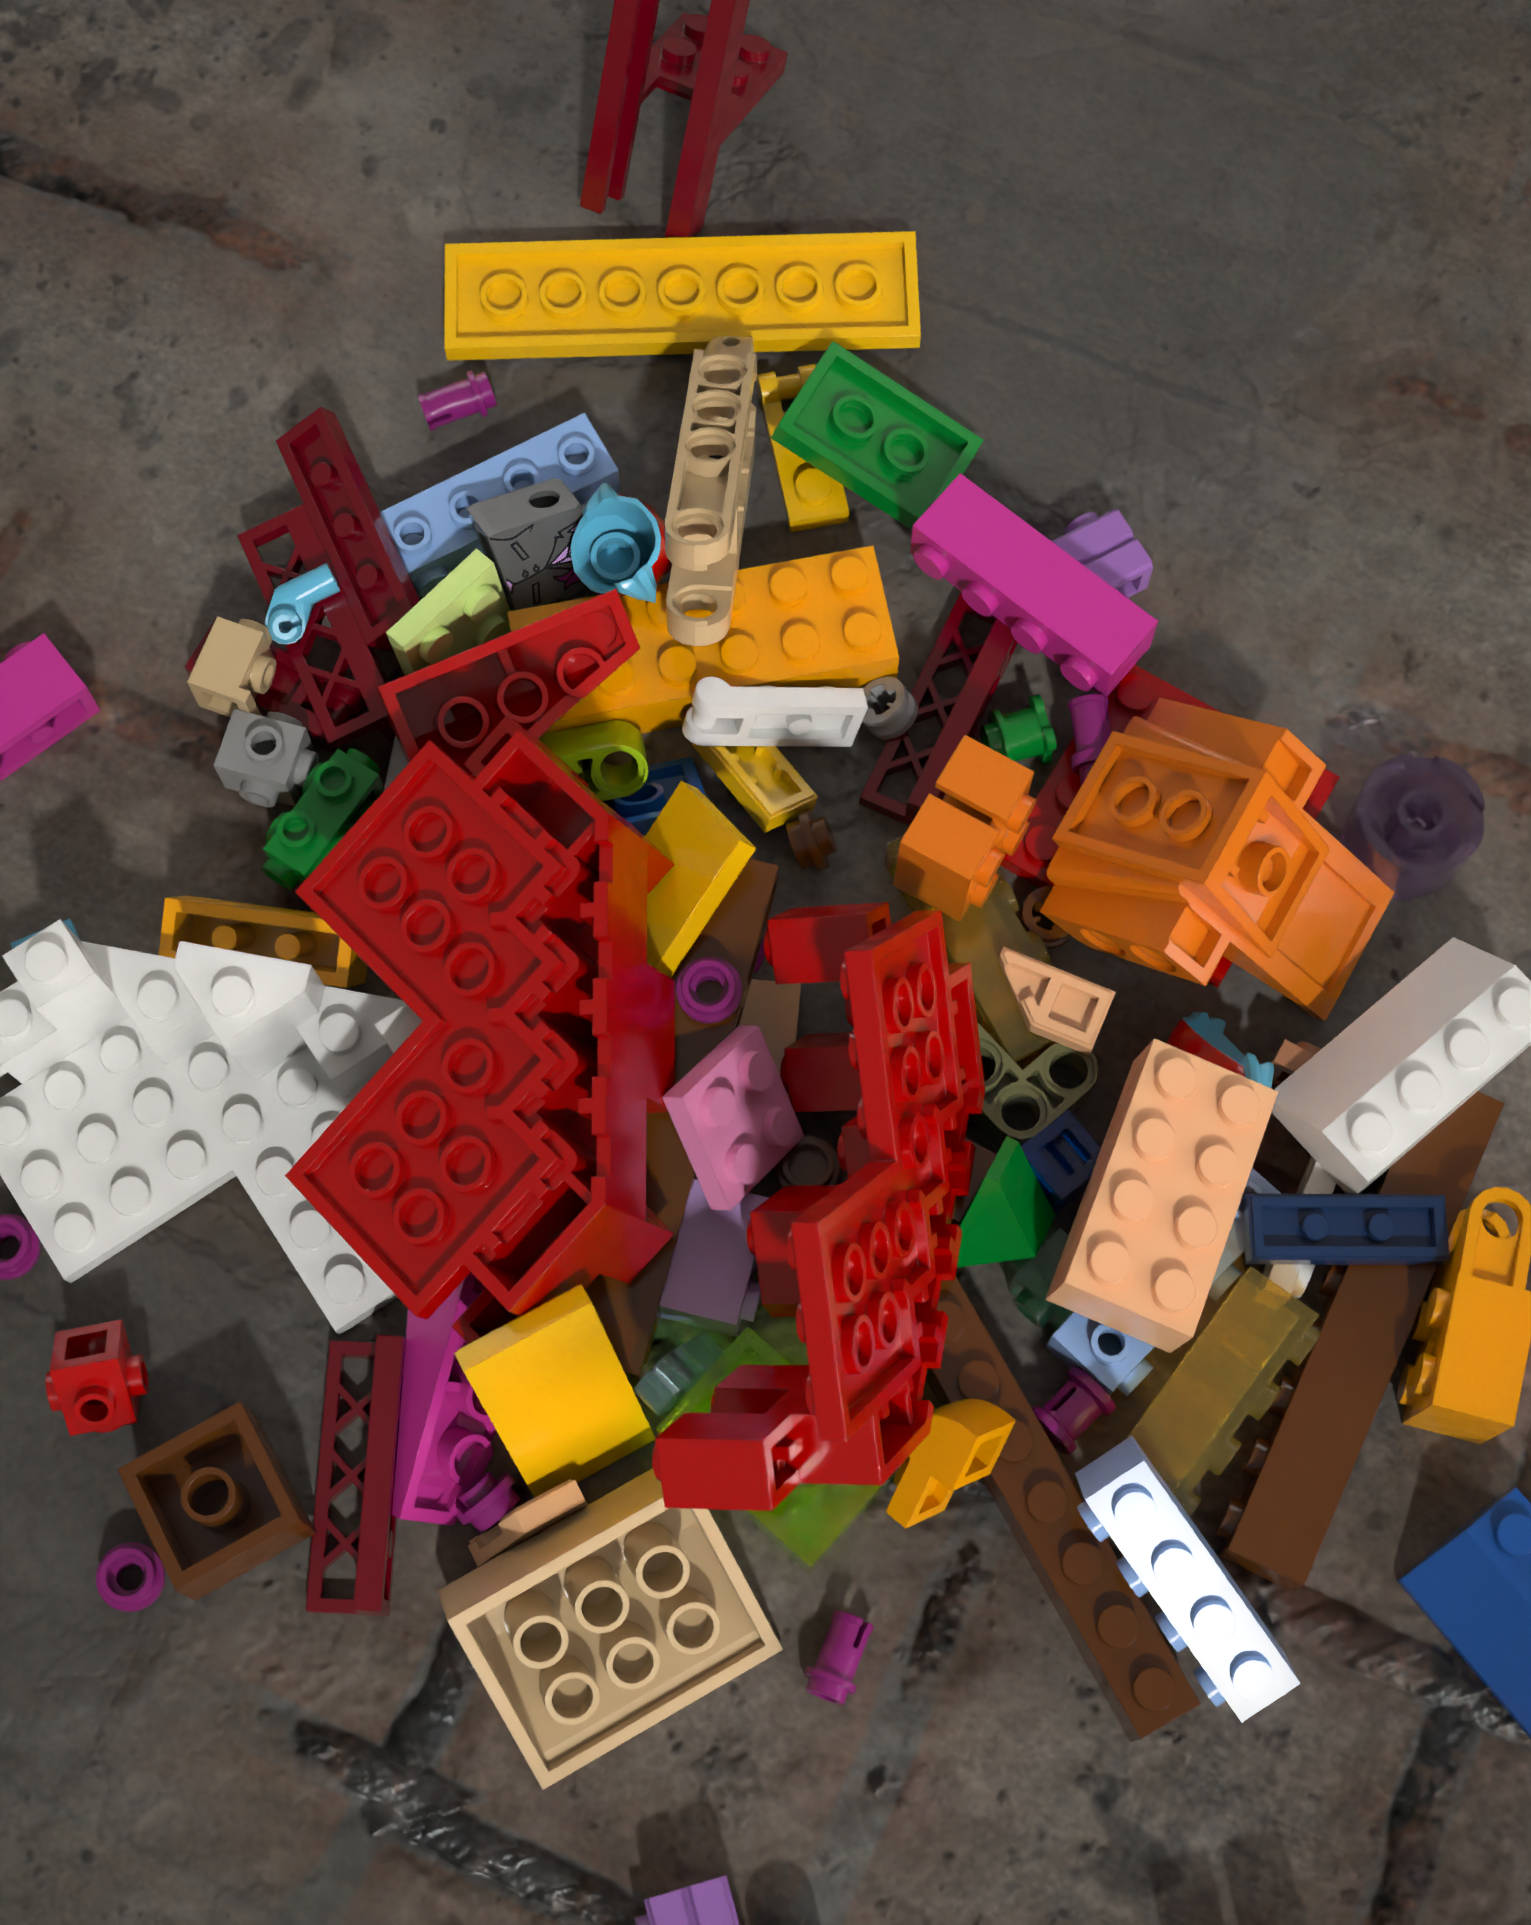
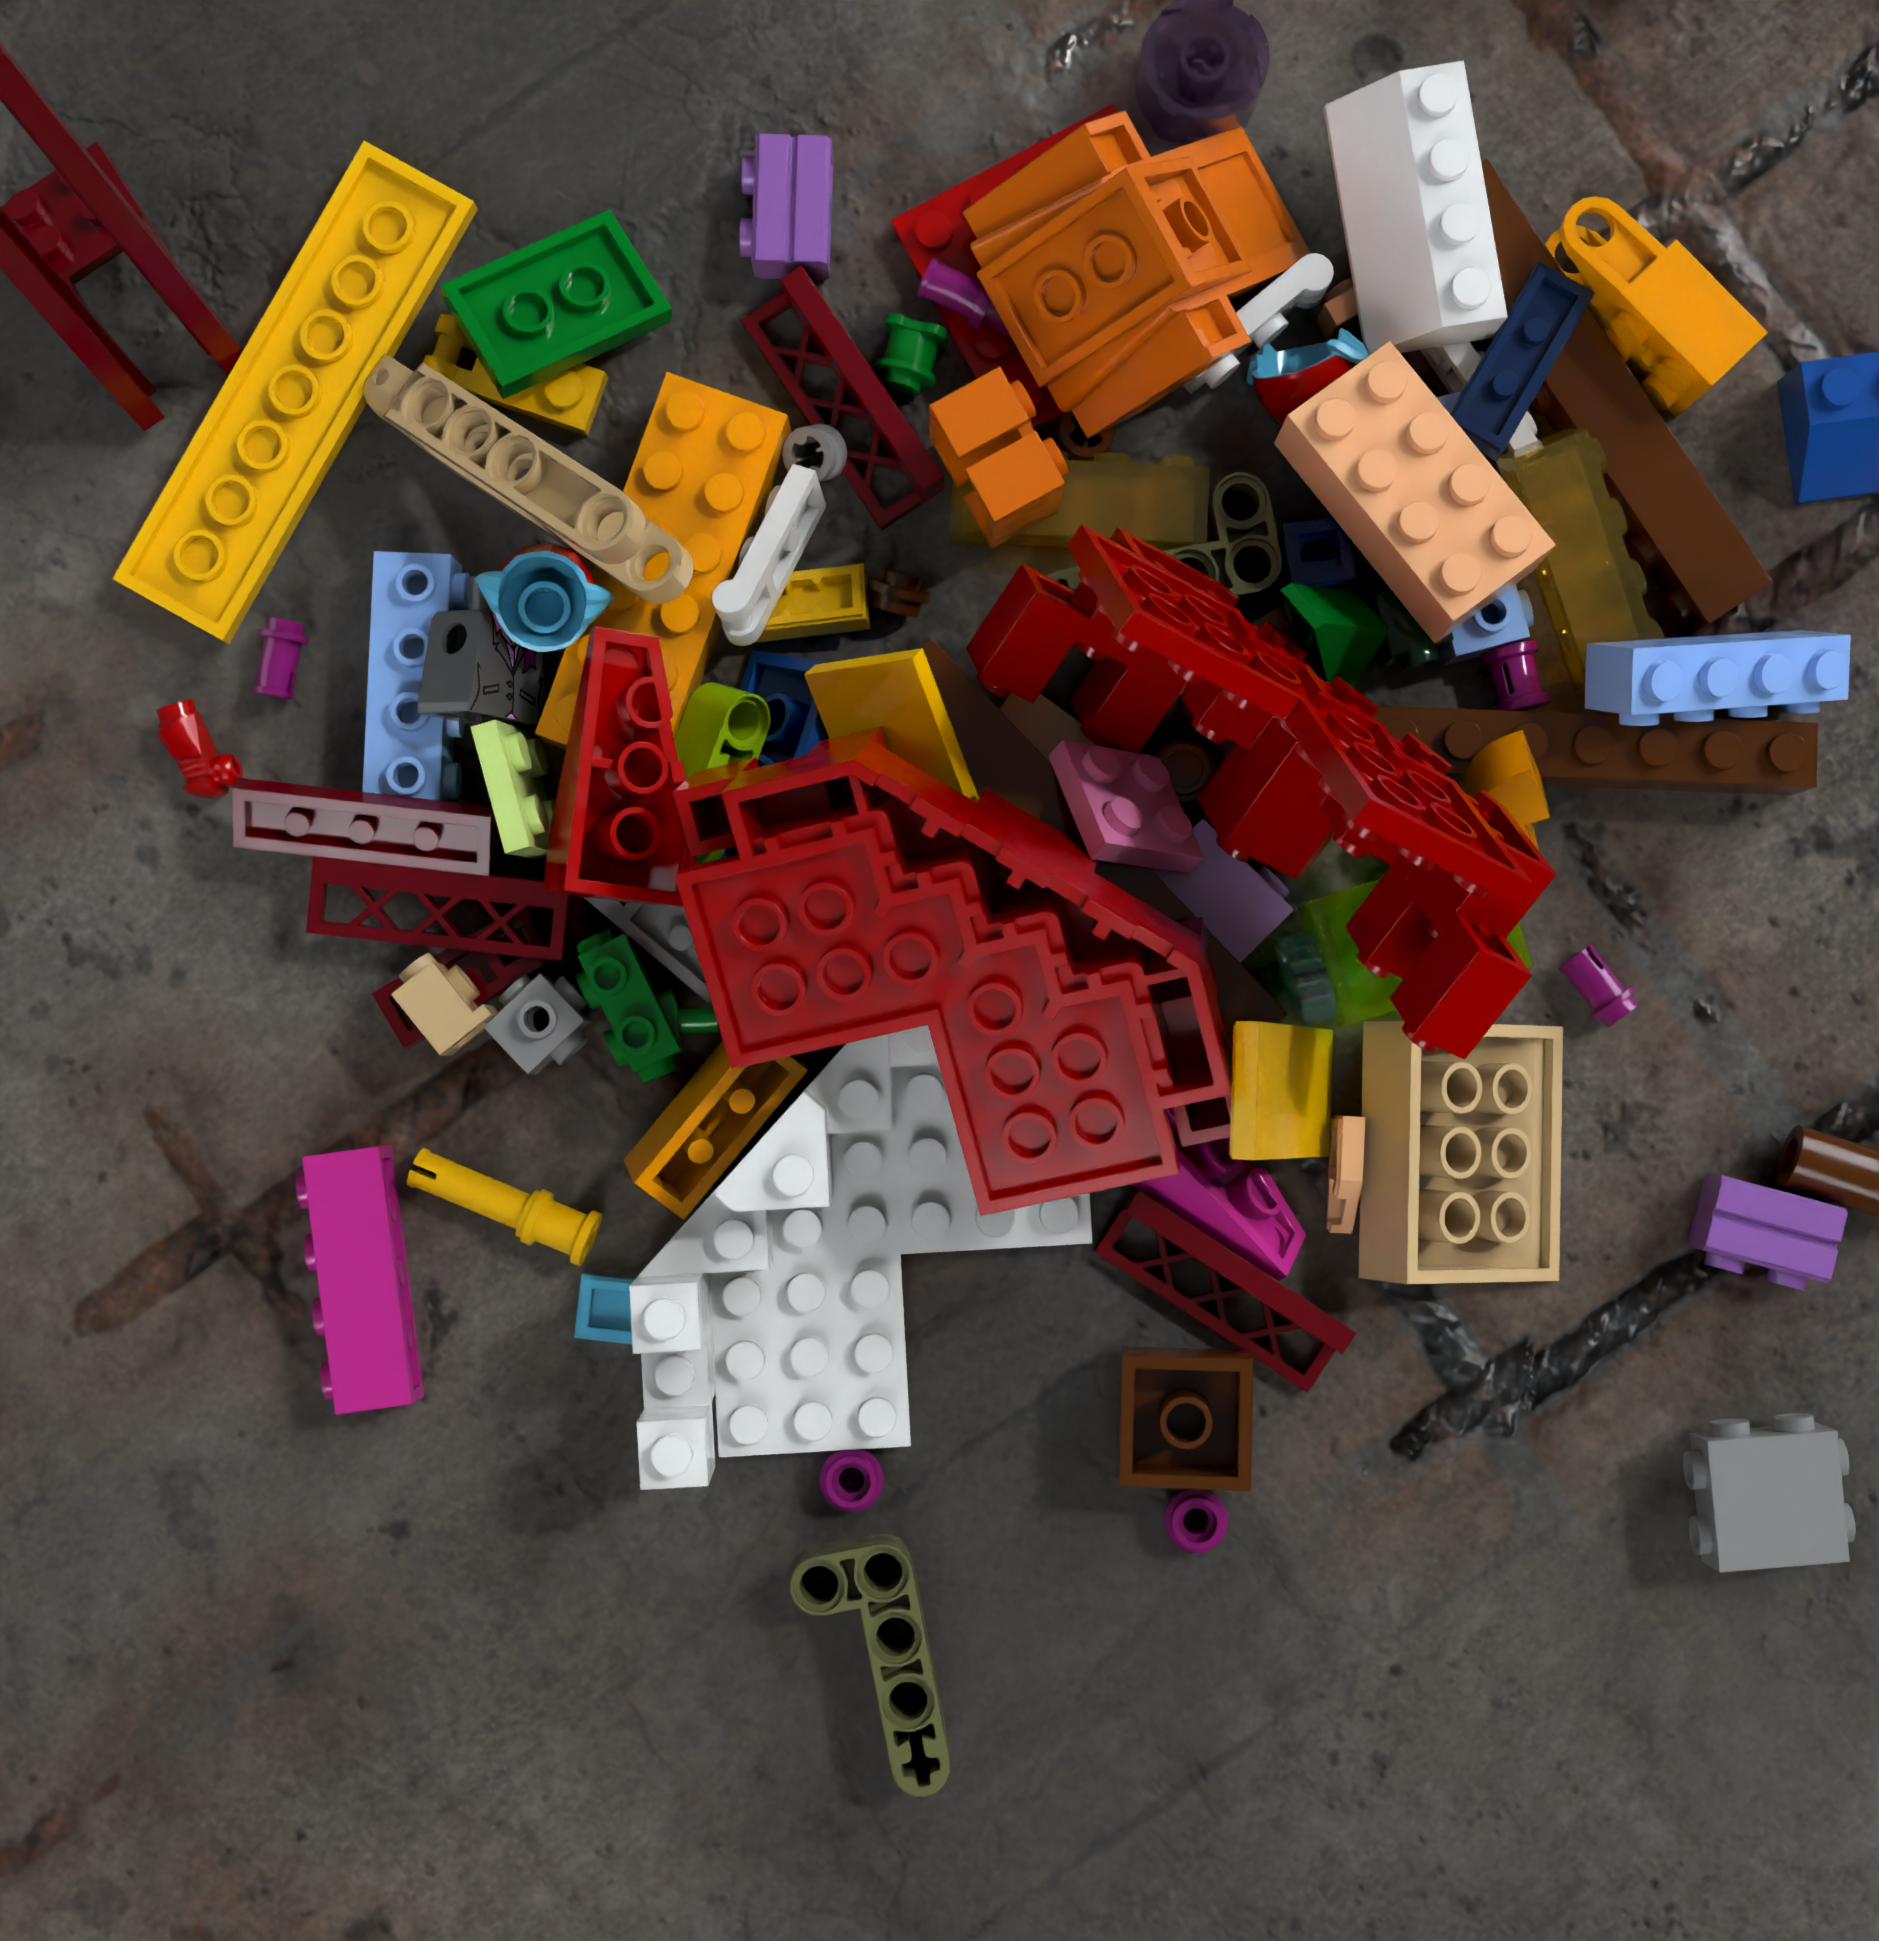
camera: 60 degrees left, 15 degrees up
(96, 1378) = (1019, 1463): red brick -> none
(98, 848) = (533, 1216): none -> yellow pin
(294, 601) = (411, 918): medium azure arm -> none
(344, 378) = (194, 751): none -> red arm
(487, 1500) = (1308, 1196): magenta plate -> none
(703, 970) = (1029, 759): magenta plate -> none
(1031, 587) = (798, 258): dark pink brick -> none
(1055, 1001) = (1181, 474): light nougat tile -> none
(1243, 1002) = (1264, 315): none -> white plate

